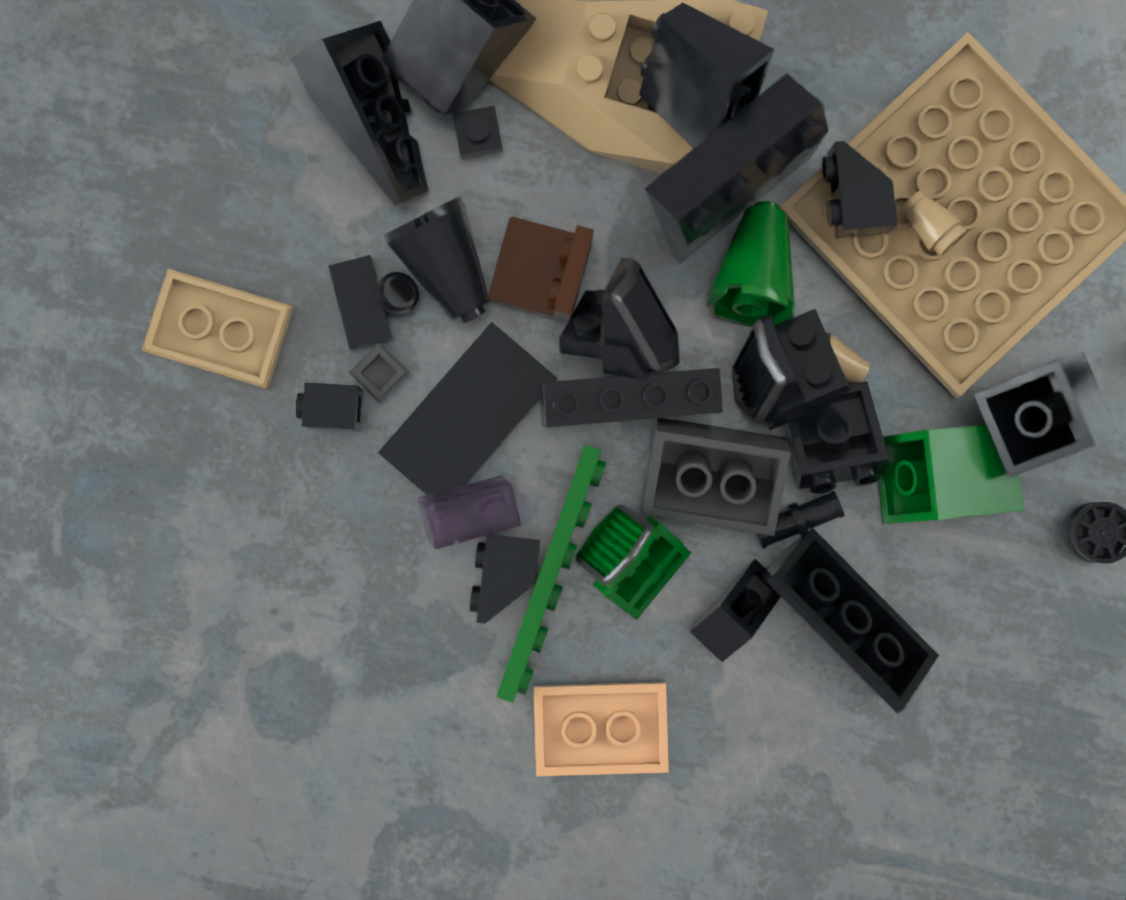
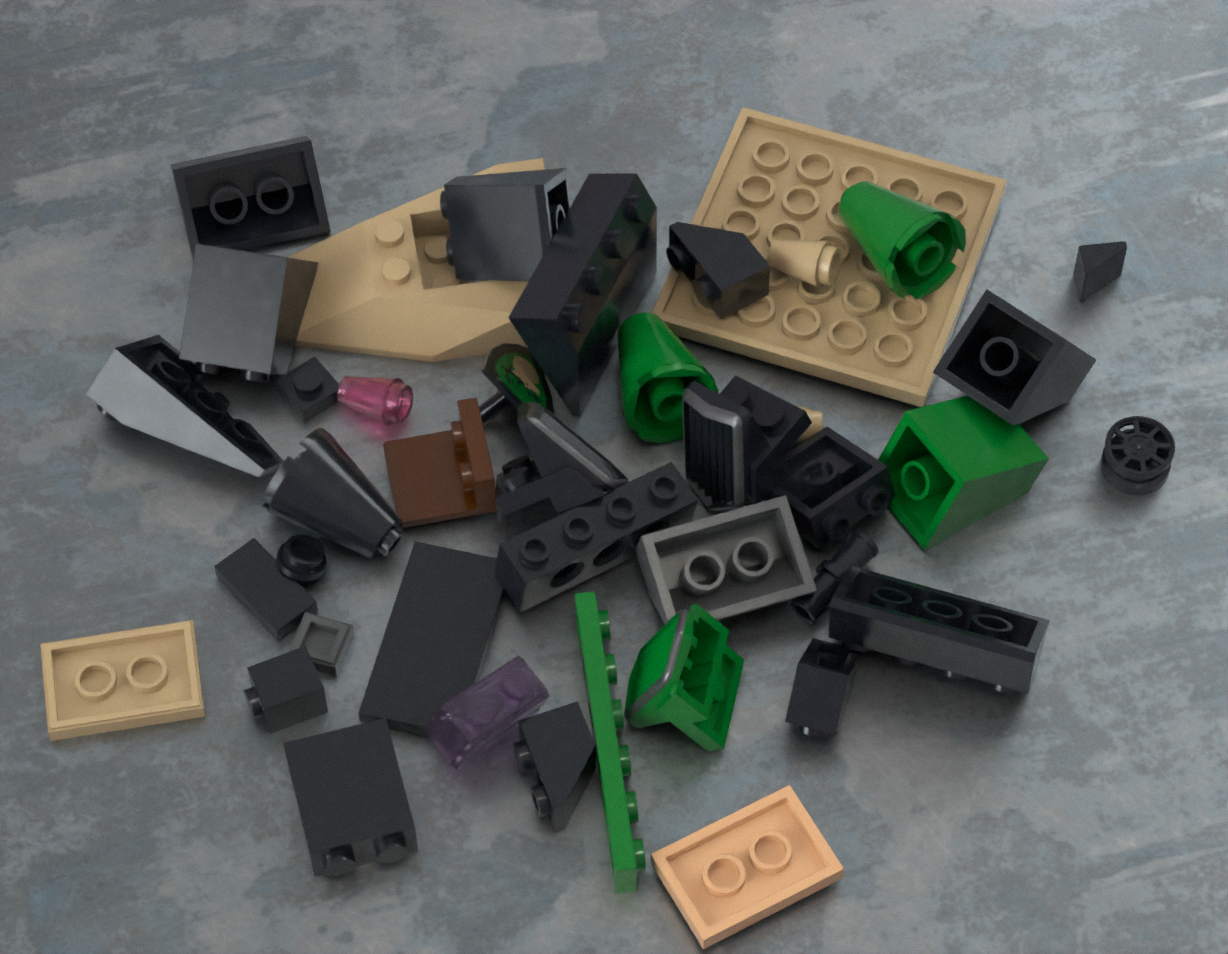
camera: 30 degrees left, 30 degrees down
(336, 526) = (351, 798): none -> black brick
(526, 172) = (377, 397): none -> clear pink cone
(635, 225) = (517, 381): none -> shield
(1023, 243) = (902, 238): none -> green cone

